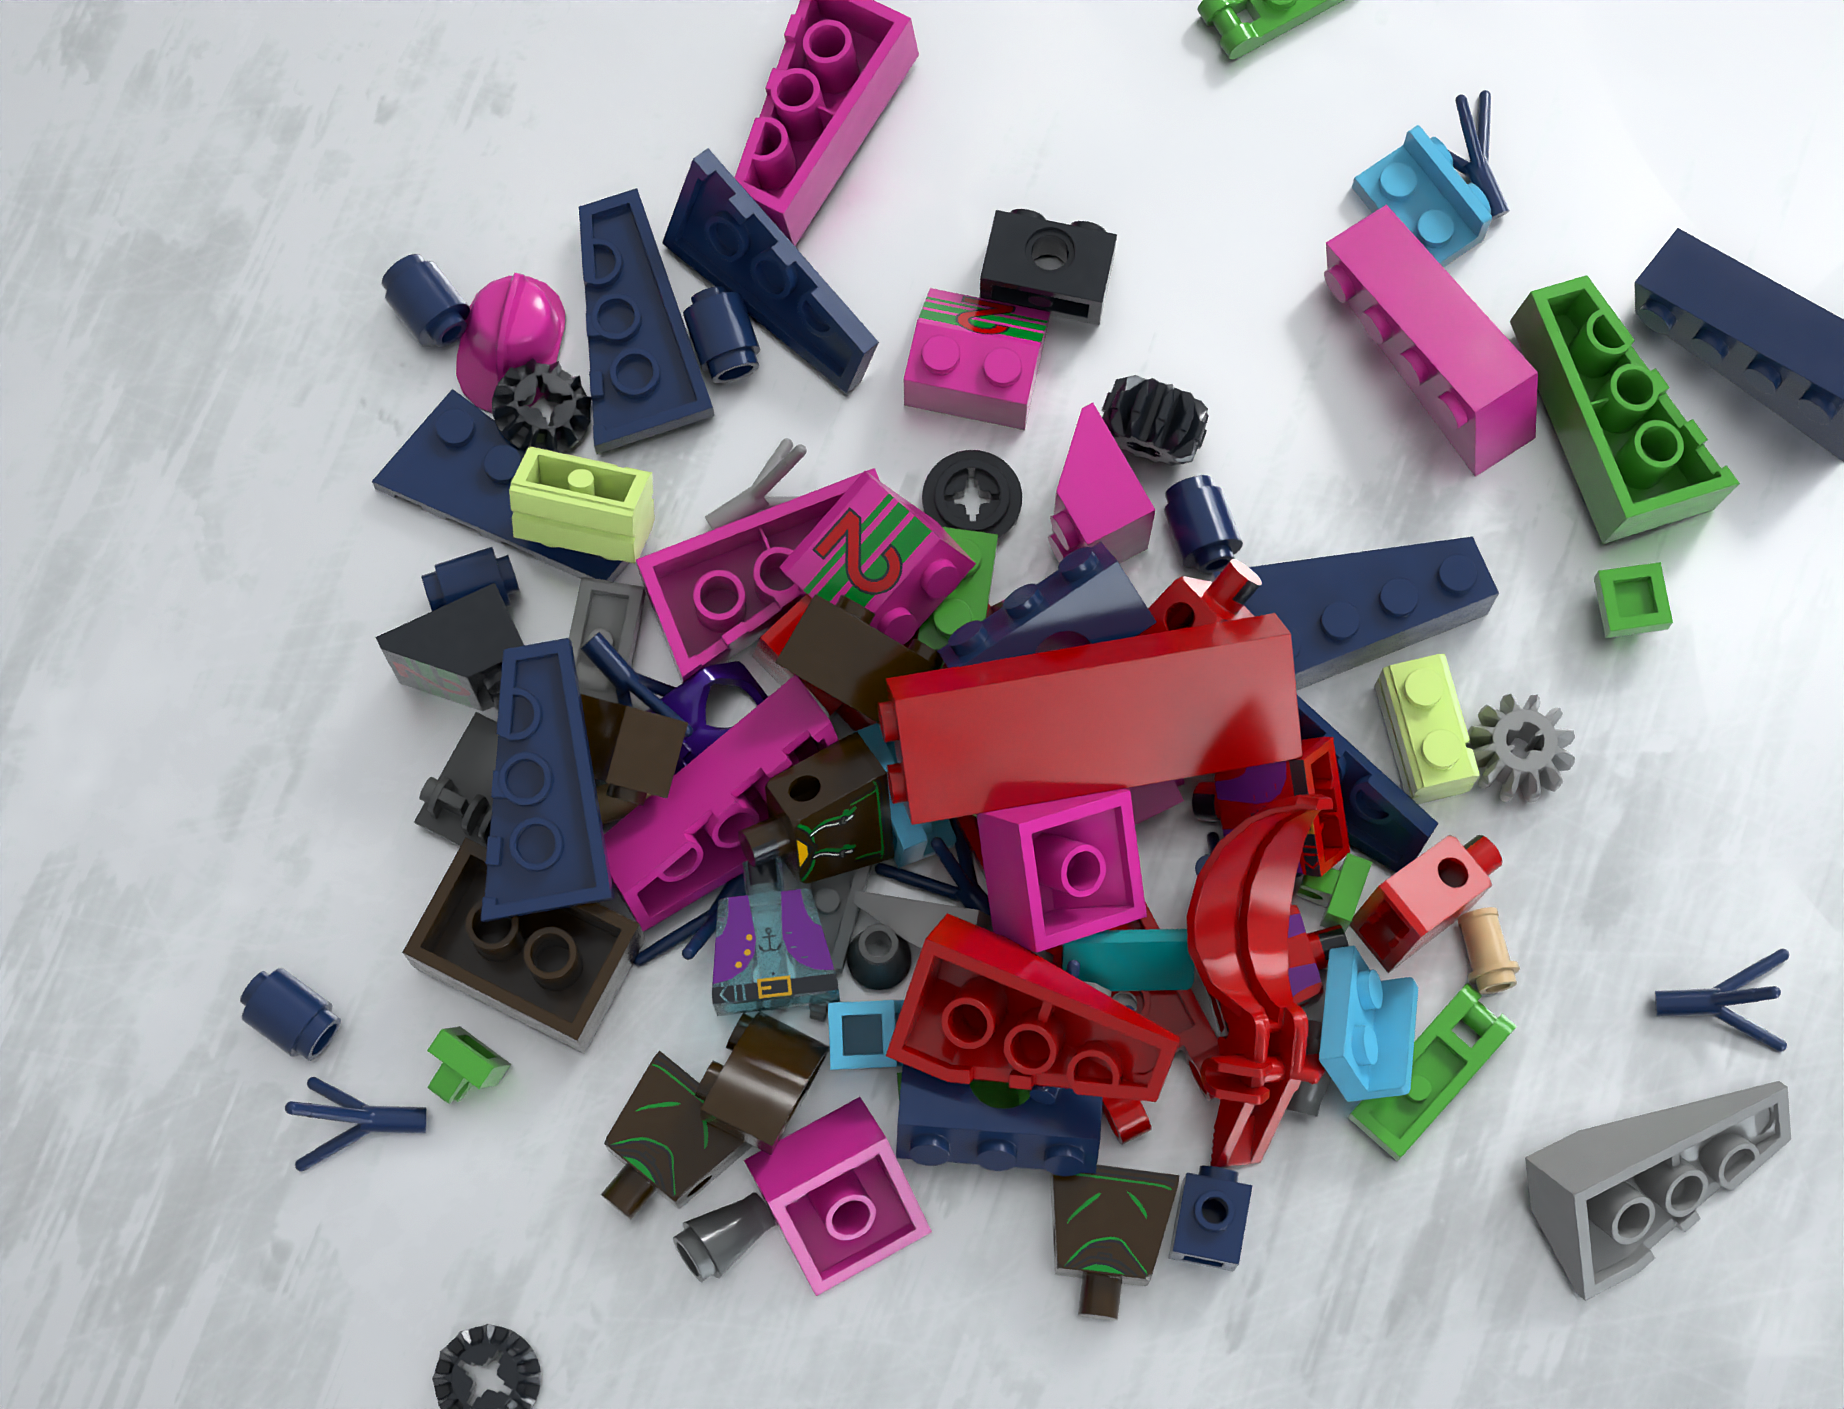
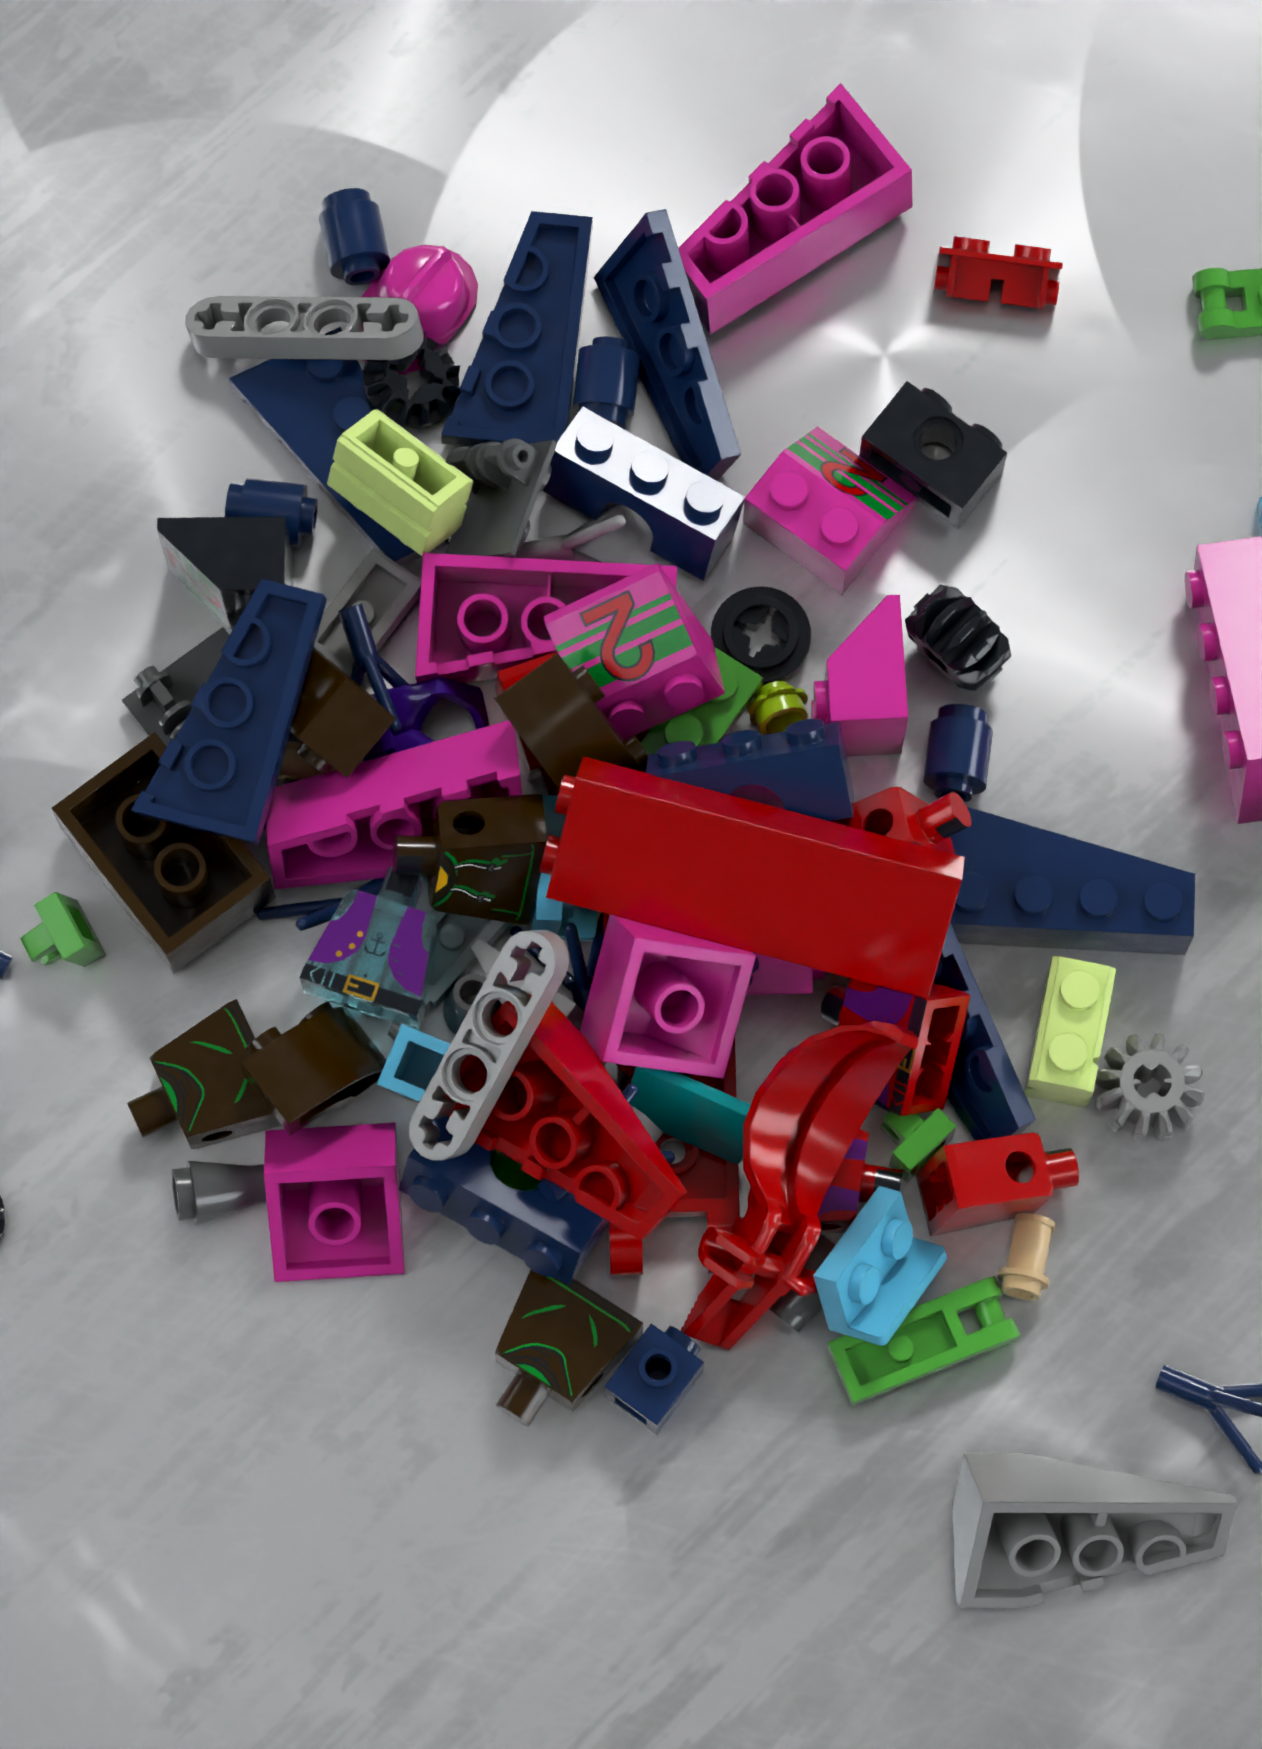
camera: 25 degrees right, 0 degrees up
(423, 411) = (233, 326): none -> light grey beam
(683, 476) = (502, 494): none -> dark grey hinge
(847, 411) = (685, 509): none -> arch
(937, 988) = (495, 1050): none -> light grey beam
(1001, 84) = (1022, 274): none -> red hinge
(1021, 557) = (777, 707): none -> lime plate

